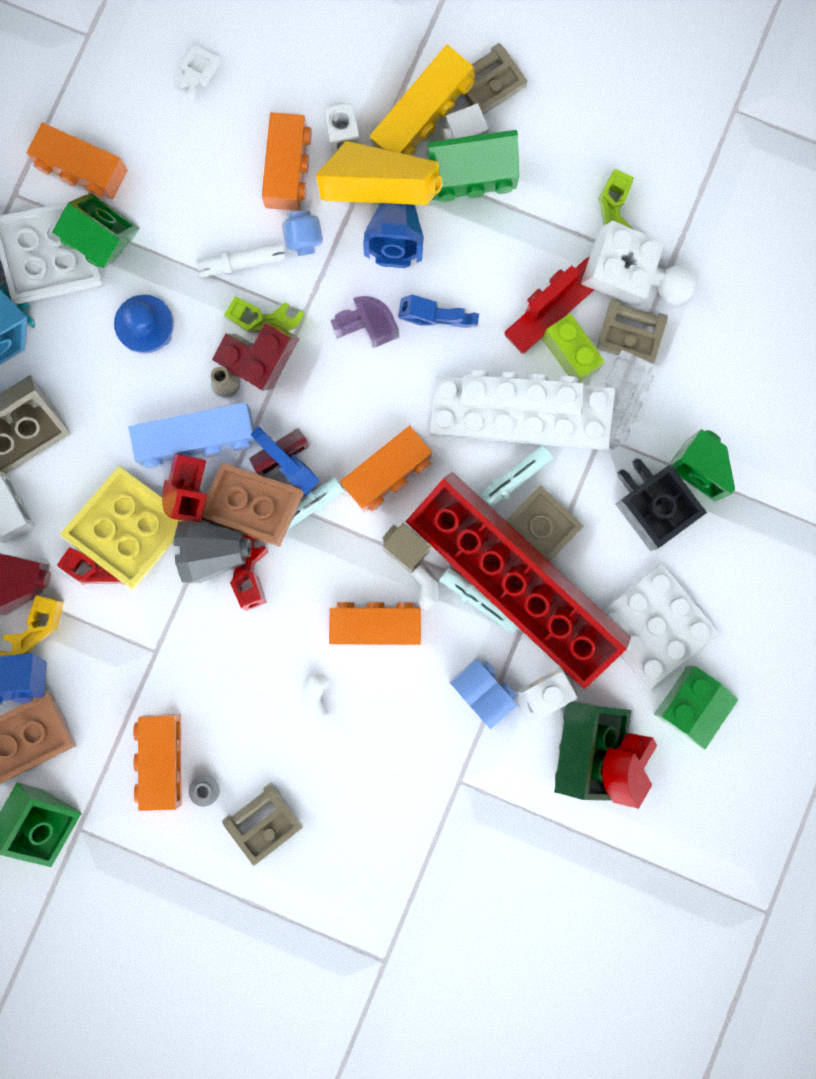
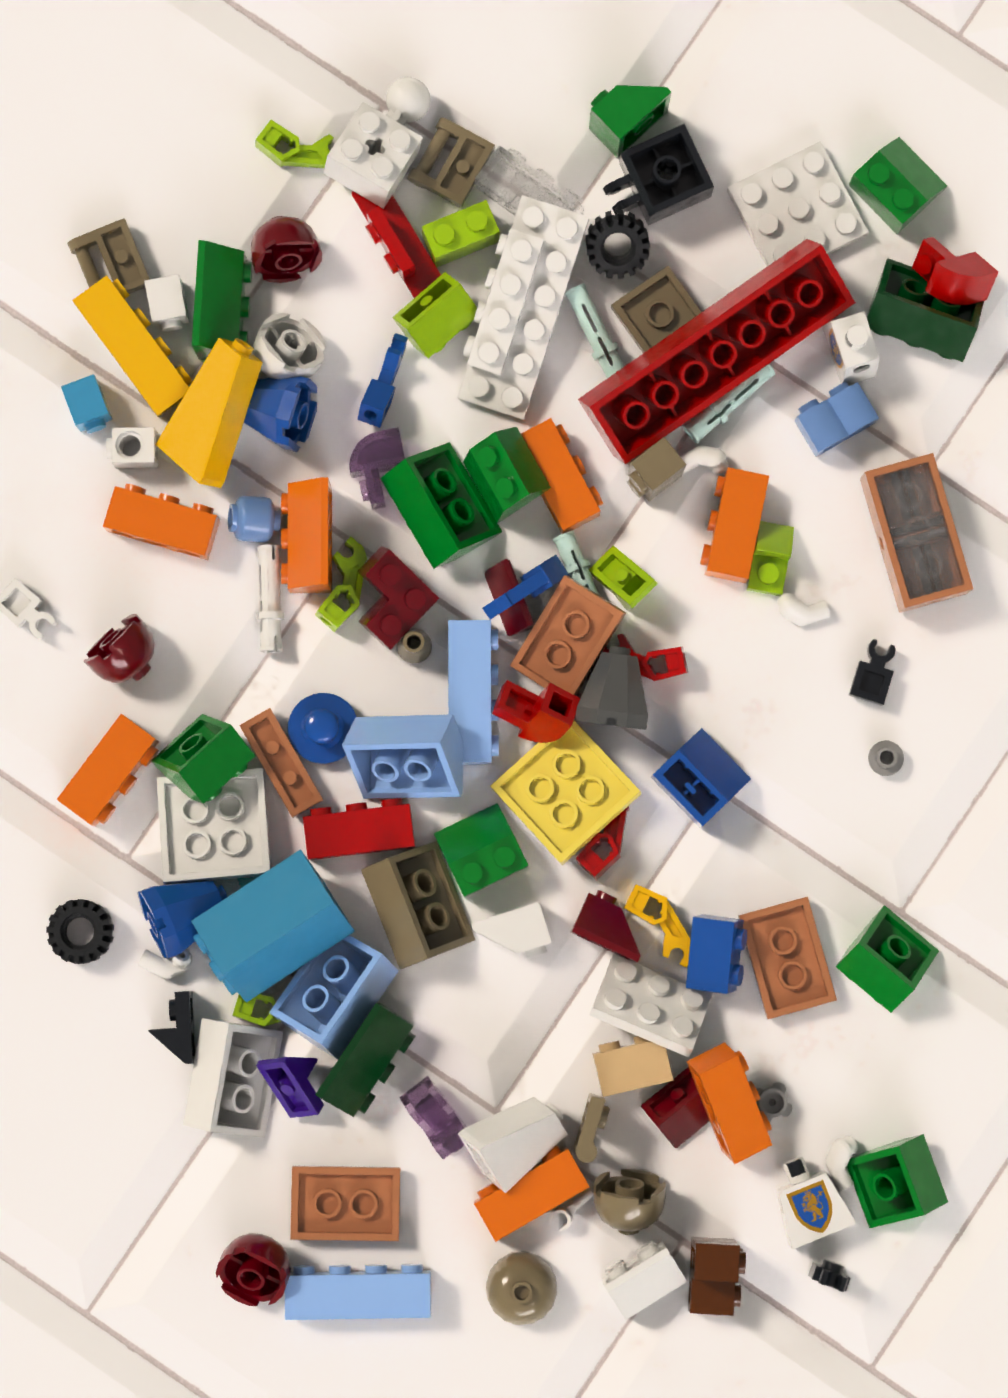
camera: 80 degrees left, 0 degrees up
(63, 368) = (358, 829): none -> red brick
(64, 469) = (481, 850): none -> green slope
(108, 296) = (281, 762): none -> nougat plate
(127, 390) = (406, 756): none -> light blue slope
(155, 637) = (700, 778): none -> blue slope
(158, 762) = (843, 802): orange brick -> none
(172, 152) = (123, 652): none -> dark red cylinder
(267, 766) = (871, 678): none -> black plate
(269, 832) = (947, 693): dark tan plate -> none
(294, 279) = (308, 536): none -> orange slope
(311, 540) = (622, 577): none -> lime slope
(344, 380) = (440, 504): none -> green slope
(355, 660) = (771, 558): none -> lime slope
(370, 84) = (87, 404): none -> dark azure brick
(380, 425) = (505, 472): none -> green slope
(396, 781) = (916, 532): none -> clear brick
(447, 228) = (289, 347): none -> white cylinder
(499, 342) = (436, 315): none -> lime brick
(528, 210) = (285, 248): none -> dark red cylinder
(608, 479) = (617, 224): none -> black tyre

